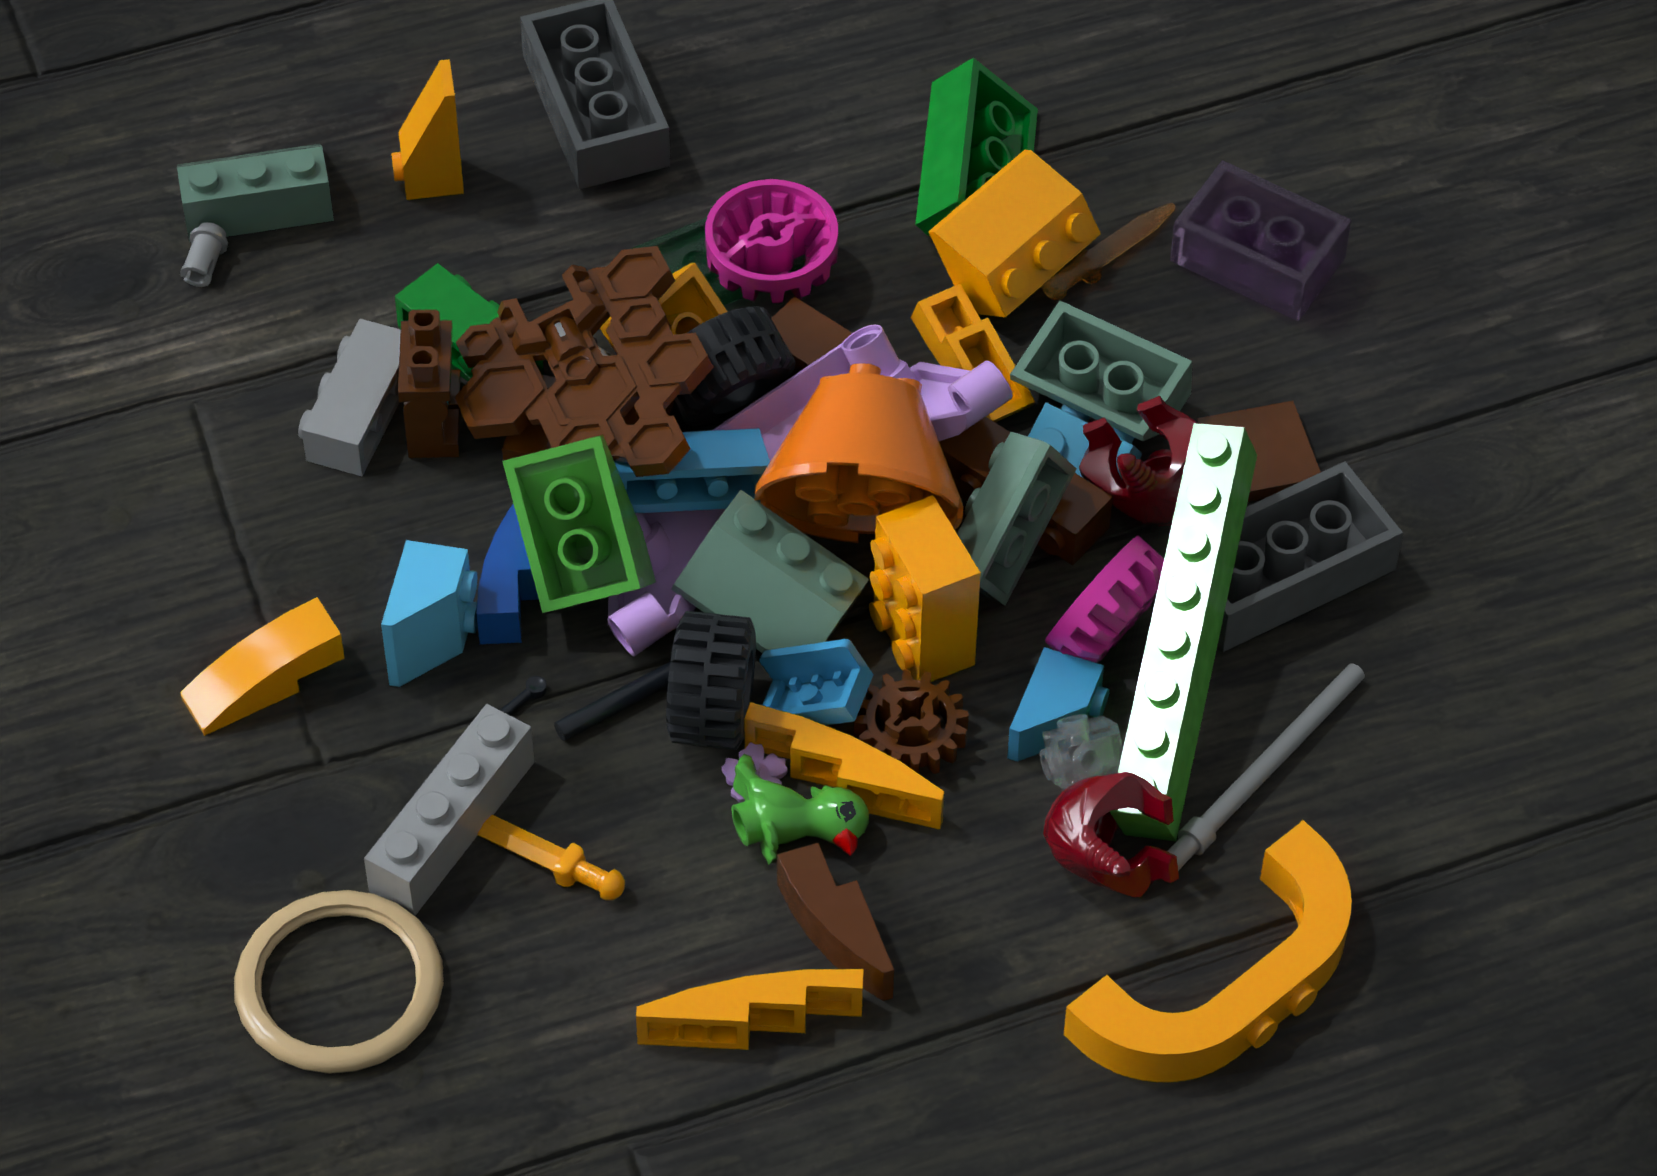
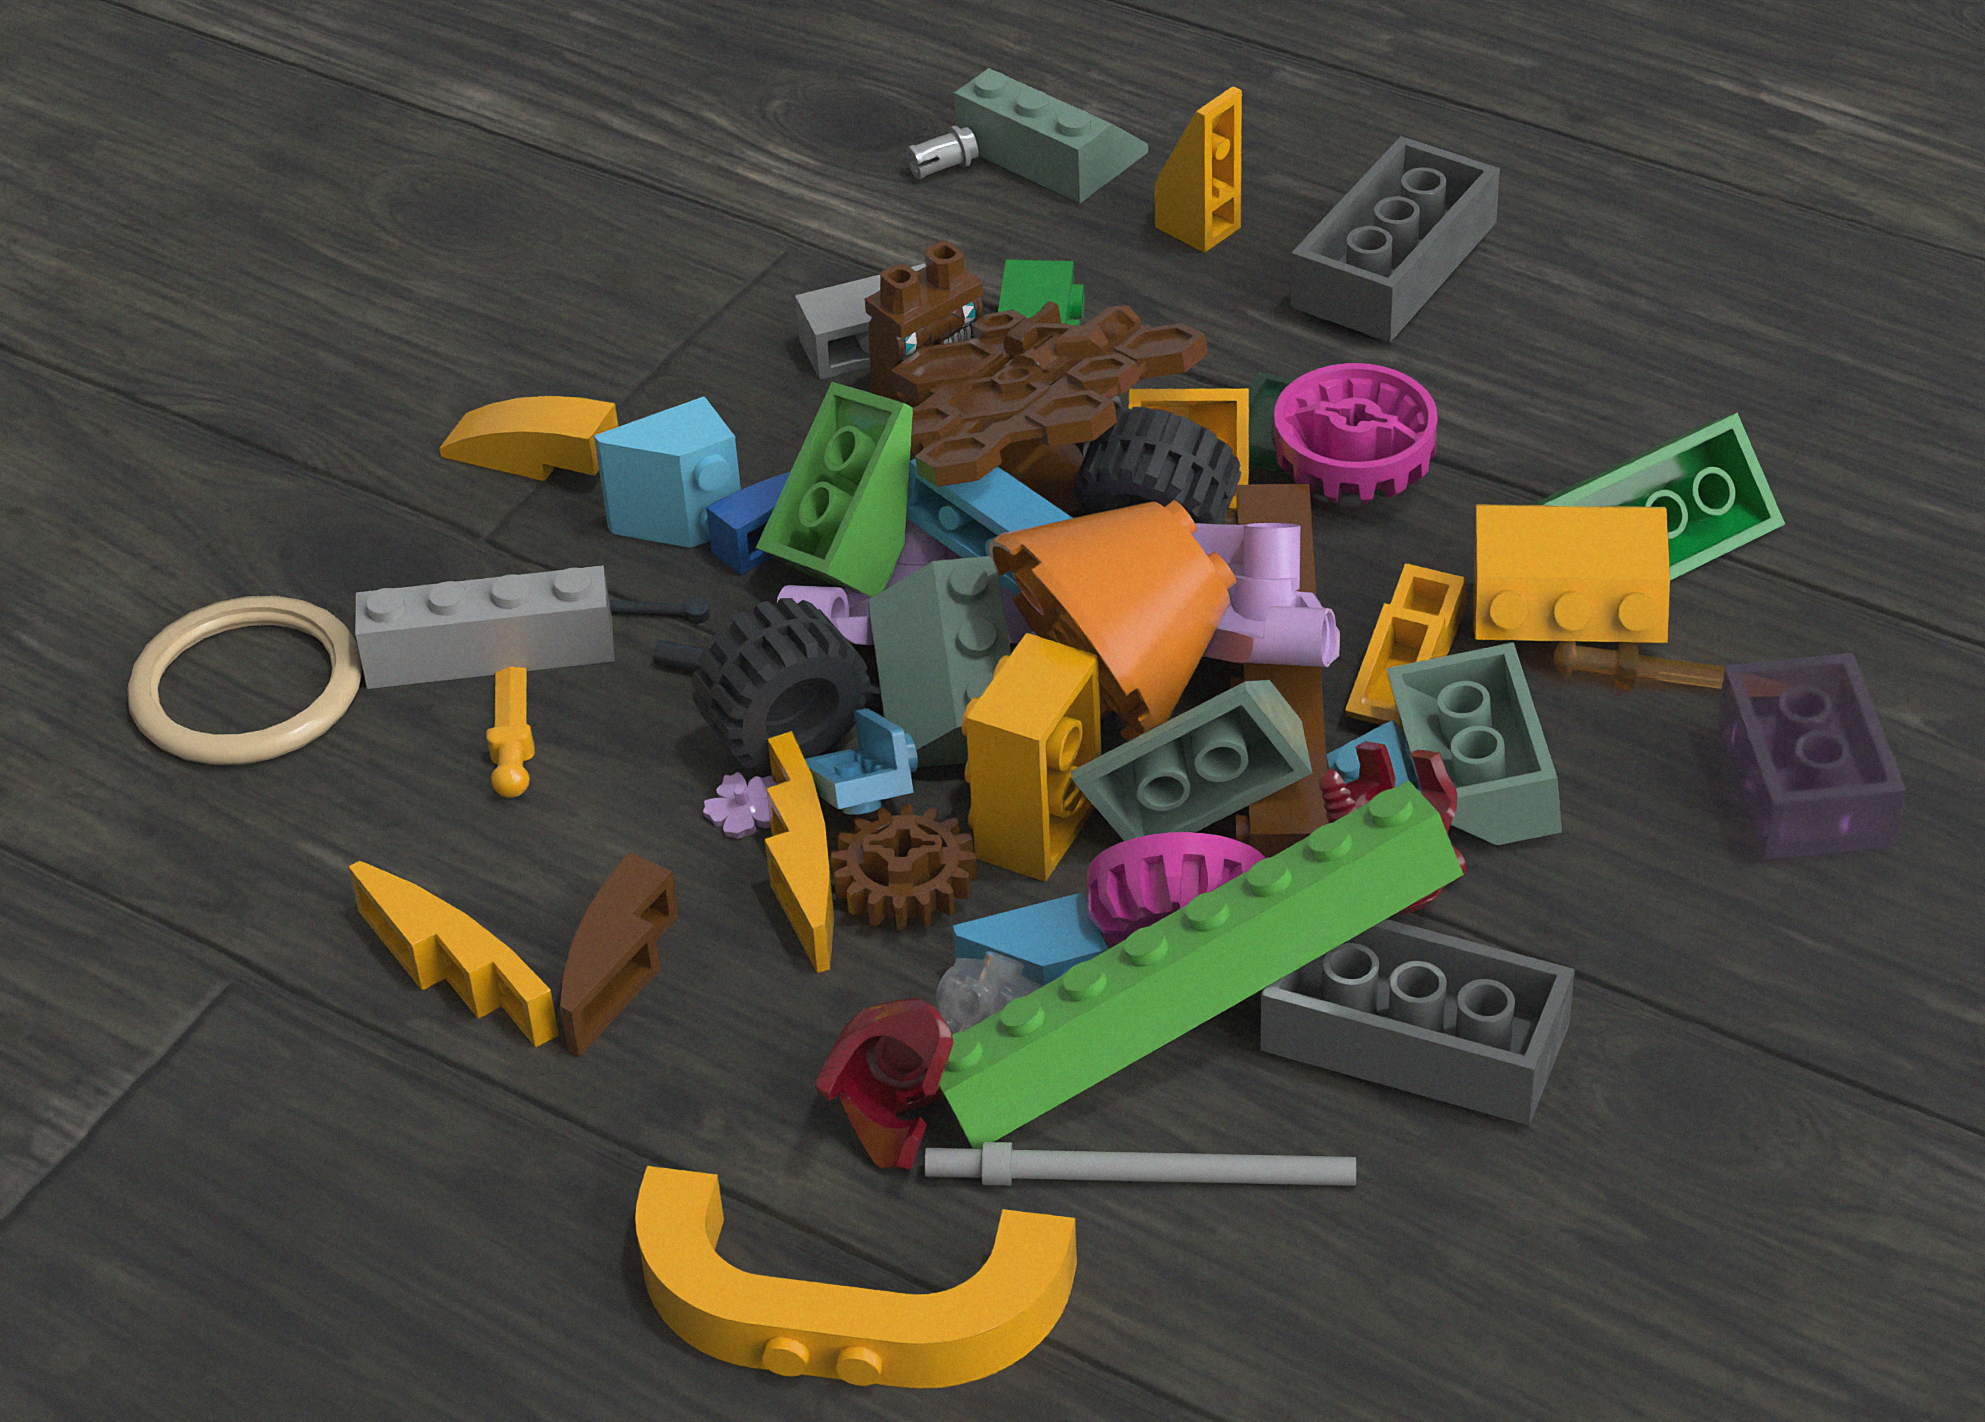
camera: 55 degrees right, 10 degrees down
(781, 815) = (696, 839): bright green animal -> none
(1280, 446) = (1556, 919): reddish brown tile -> none

